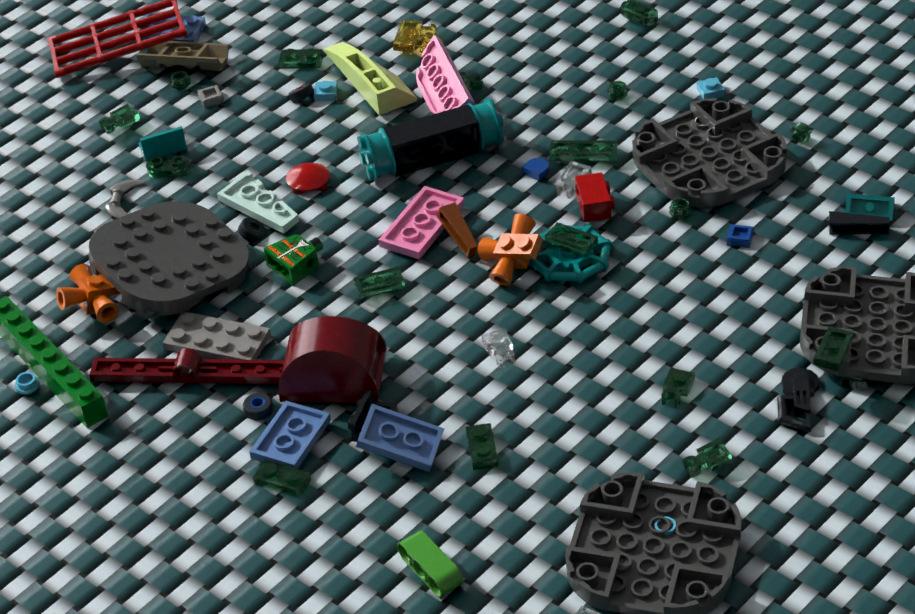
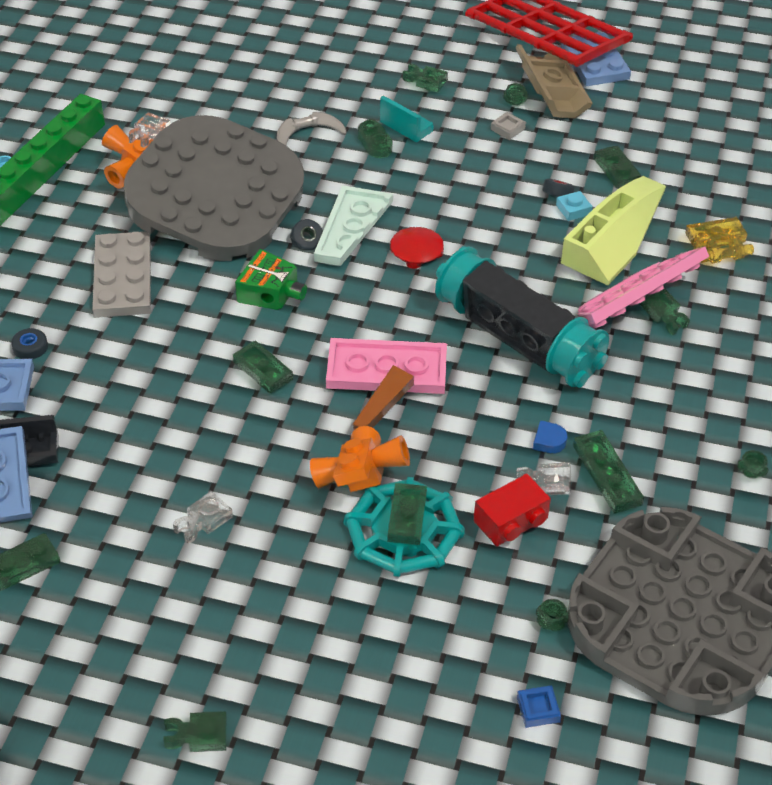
camera: 60 degrees right, 5 degrees up
(83, 266) = (147, 128): none -> clear plate
(323, 363) = (85, 357): dark red plate -> none

